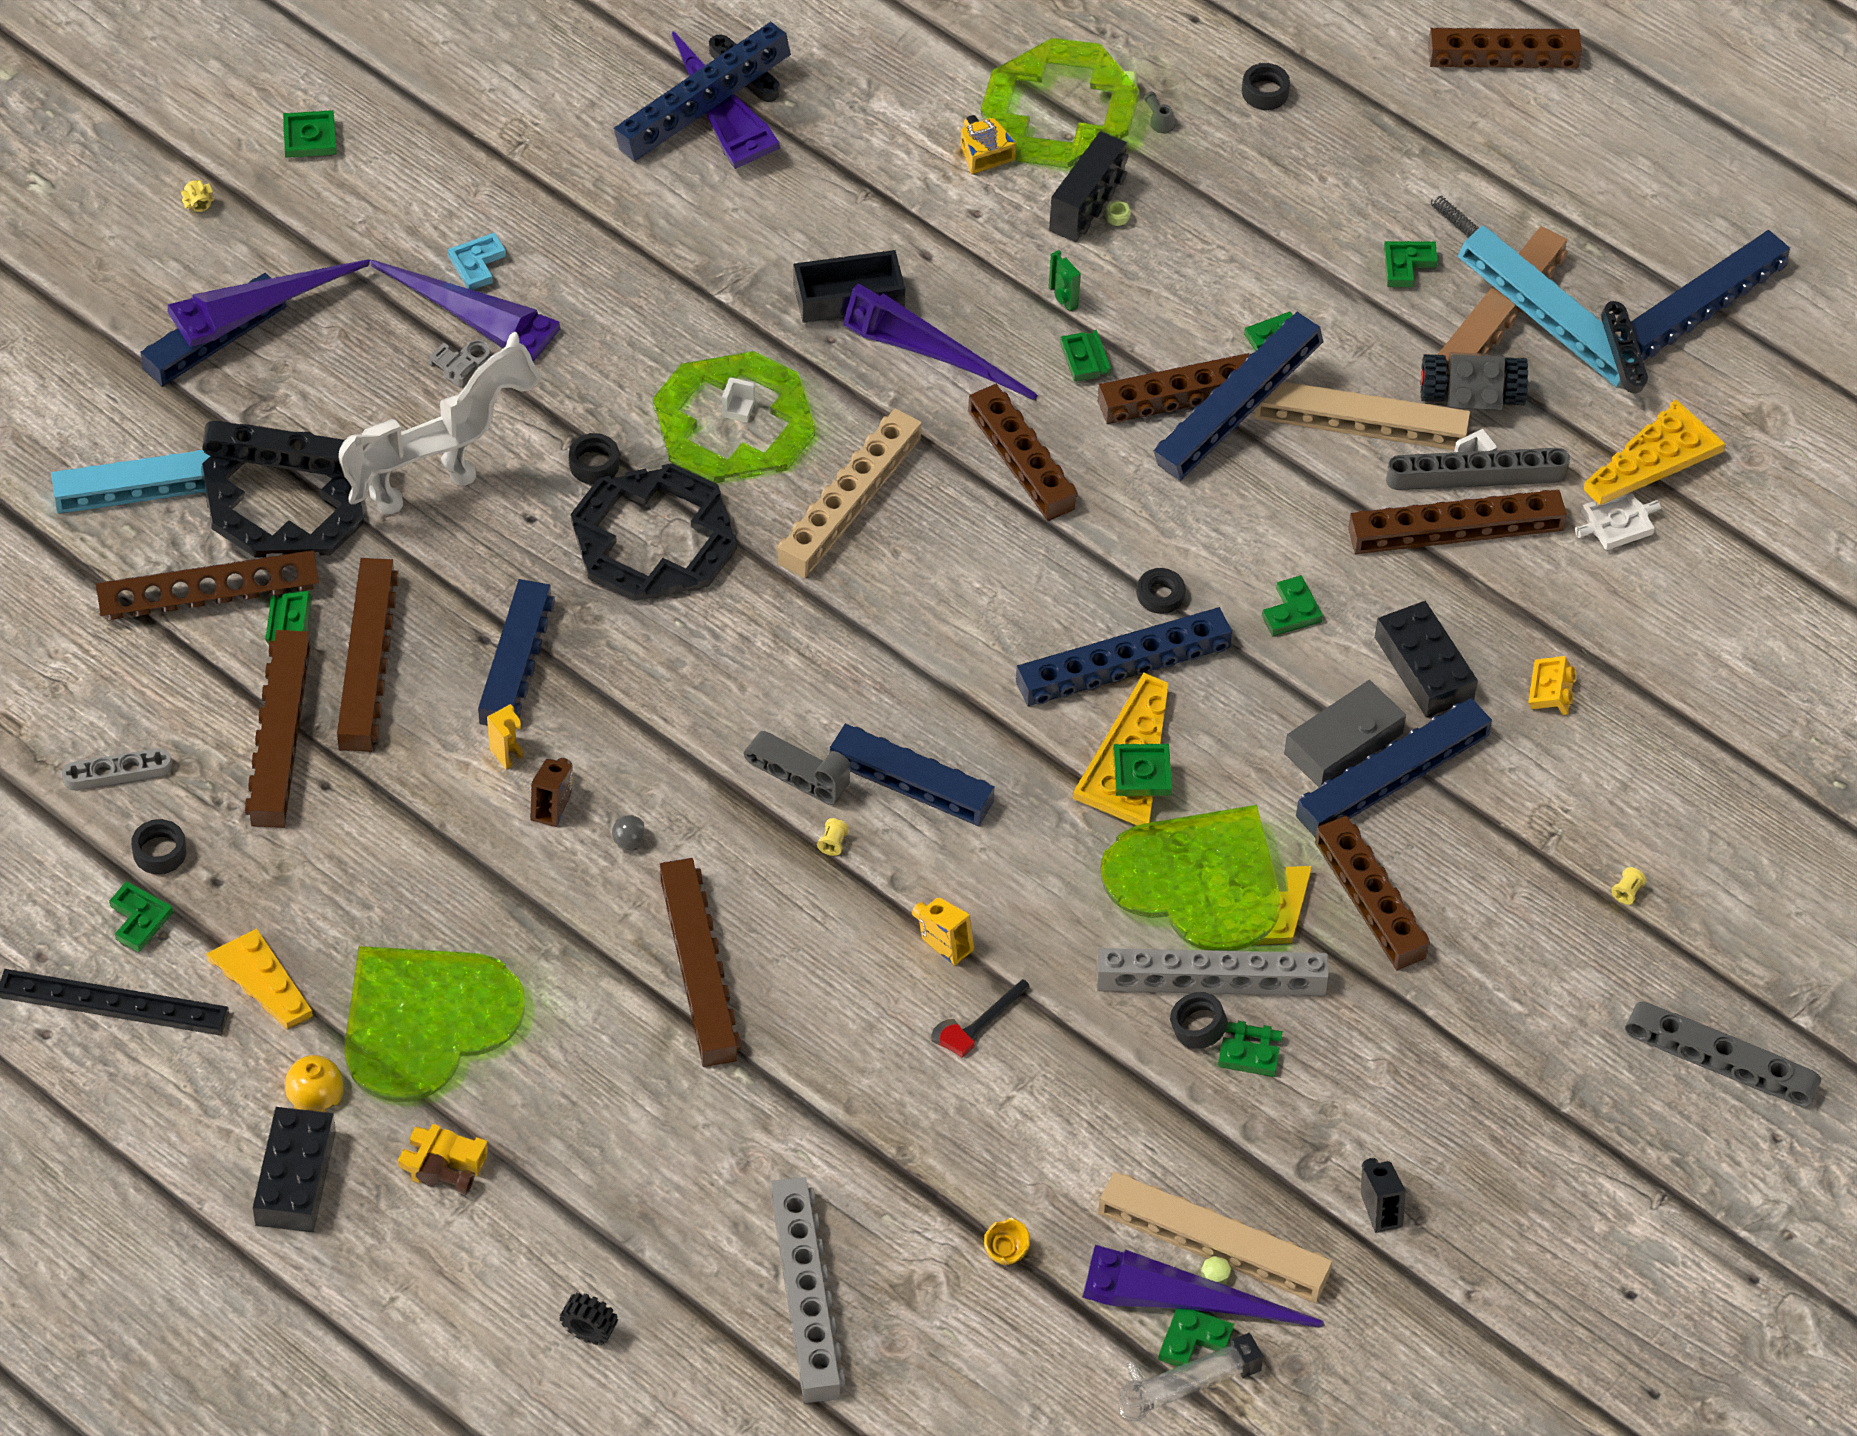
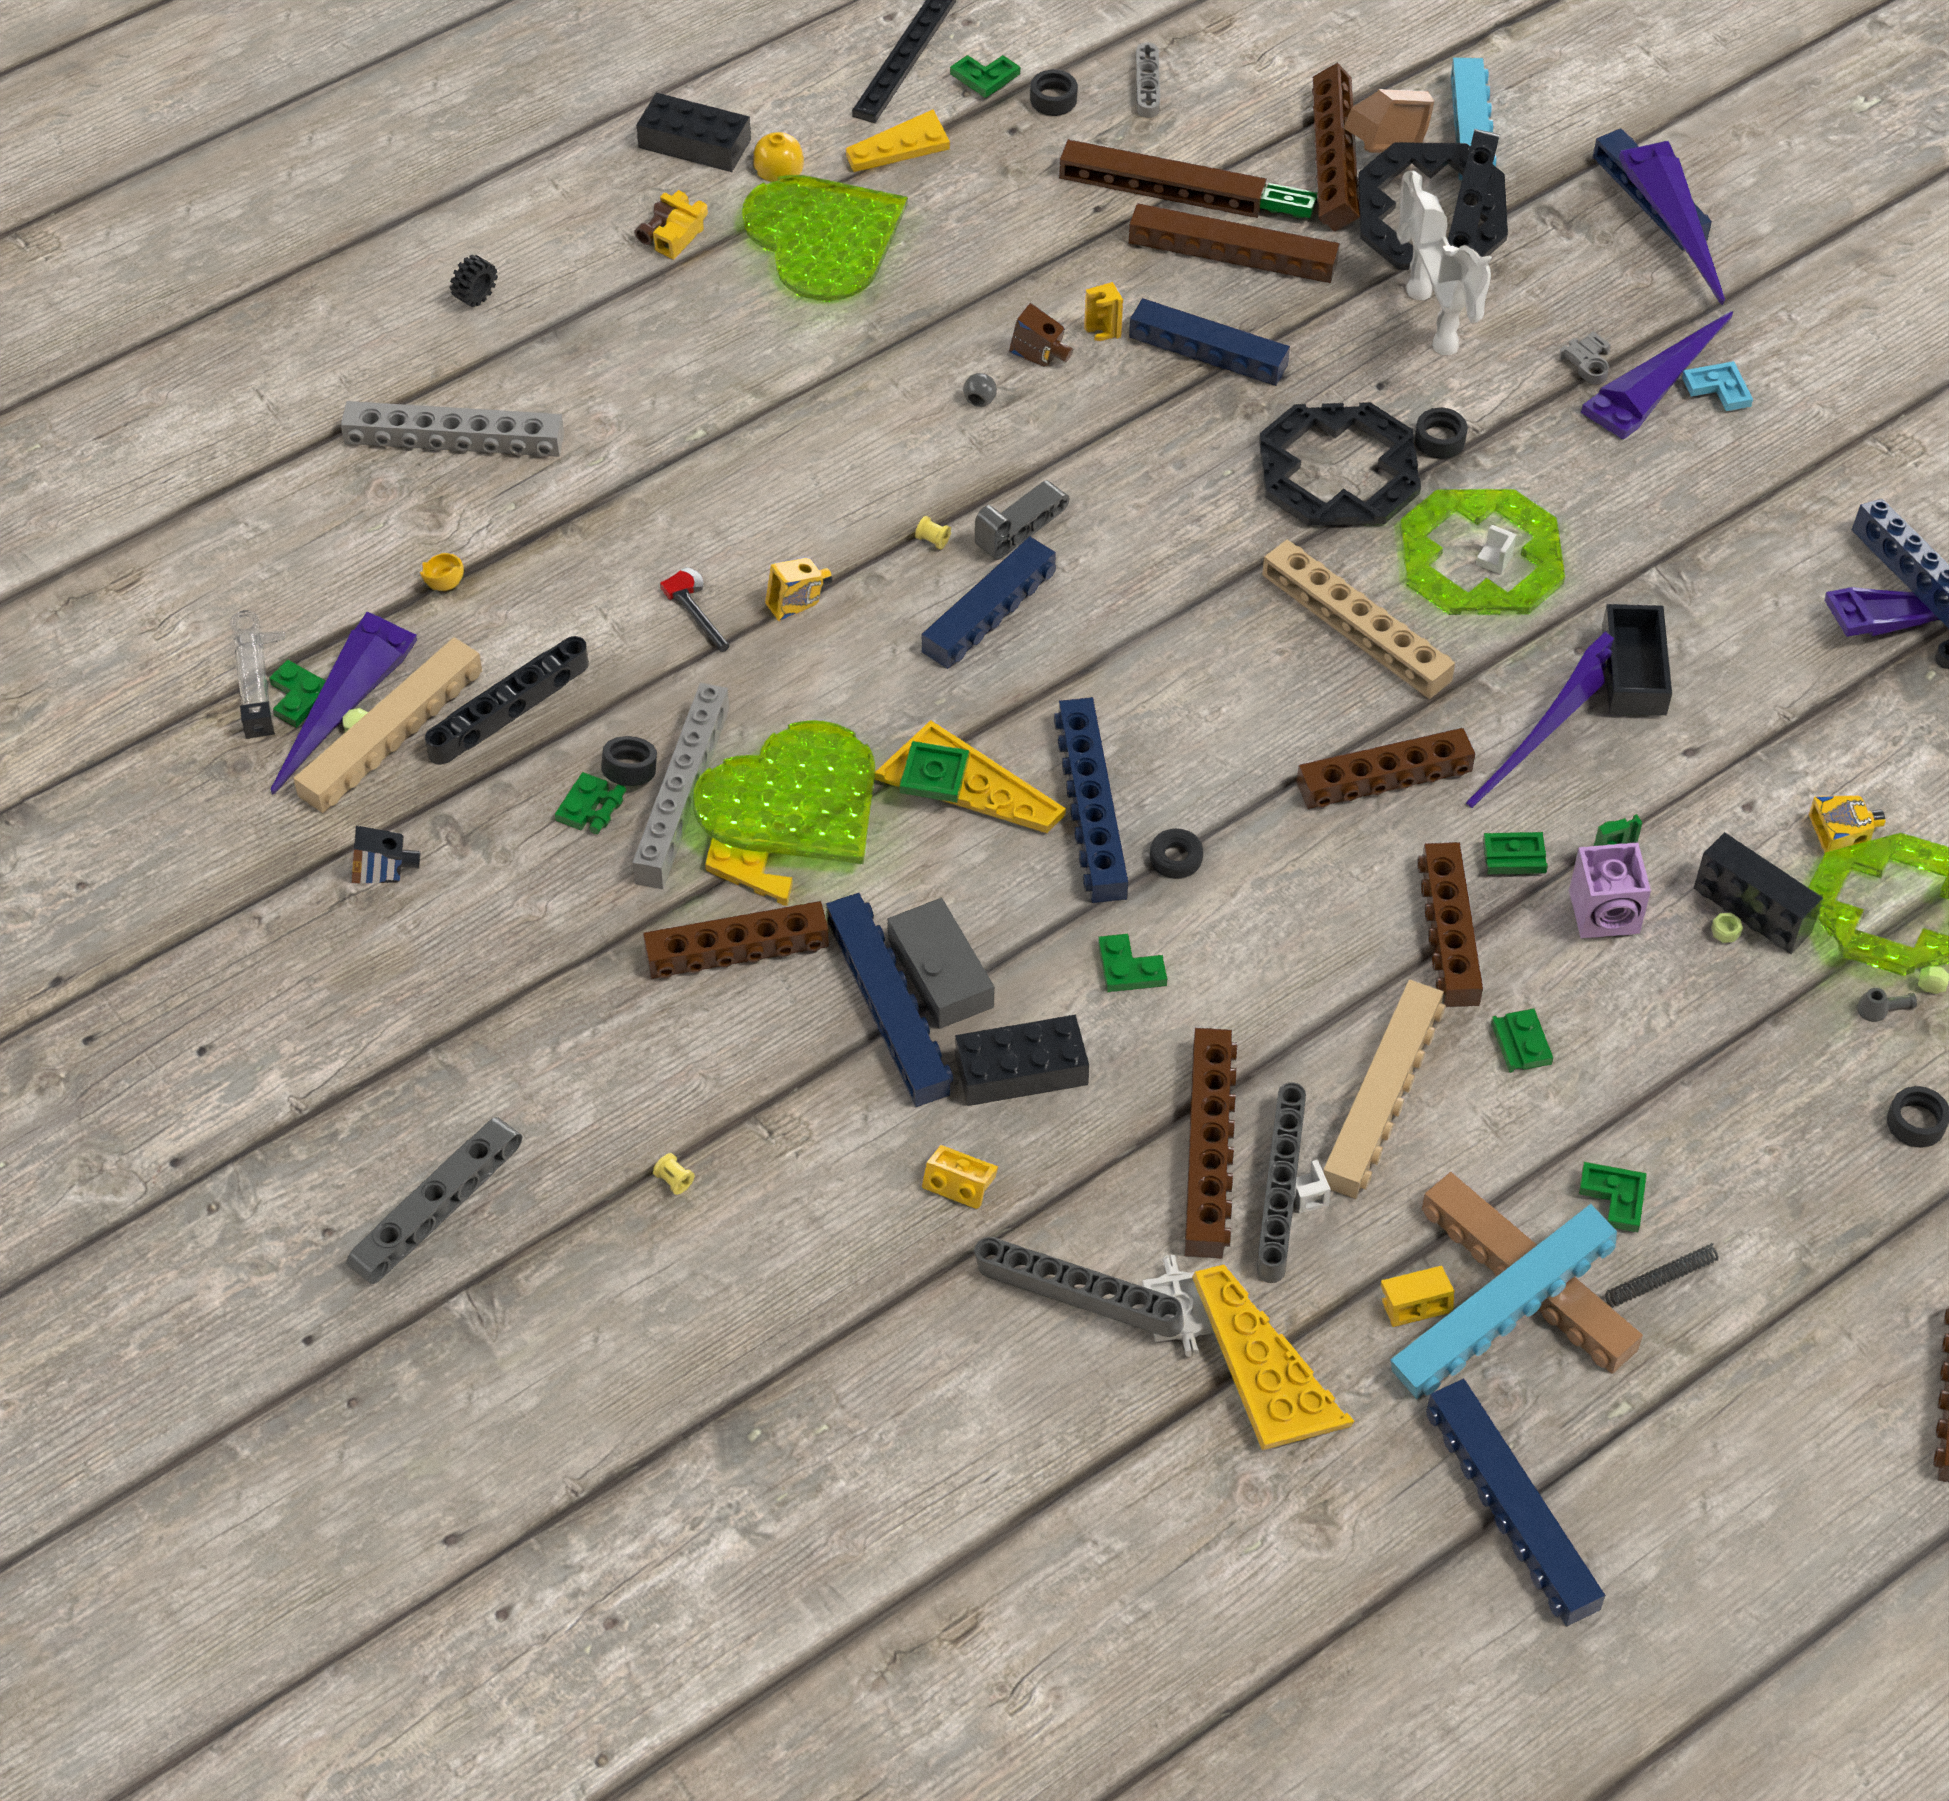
camera: 105 degrees right, 0 degrees up
(176, 525) = (1391, 118): none -> medium nougat helmet
(197, 196) = (1826, 194): light yellow gear -> none
(309, 133) = (1908, 285): green plate -> none
(698, 962) = (821, 413): reddish brown brick -> none
(1126, 274) = (1609, 890): none -> lavender brick
(1153, 1143) = (506, 700): none -> black beam
(1238, 396) = (1415, 957): dark blue brick -> none
(1474, 380) = (1400, 1200): brick -> none
(1551, 370) = (1417, 1296): none -> yellow hinge
(1621, 347) = (1423, 1357): black beam -> none
(1630, 589) = (1087, 1298): none -> dark grey beam

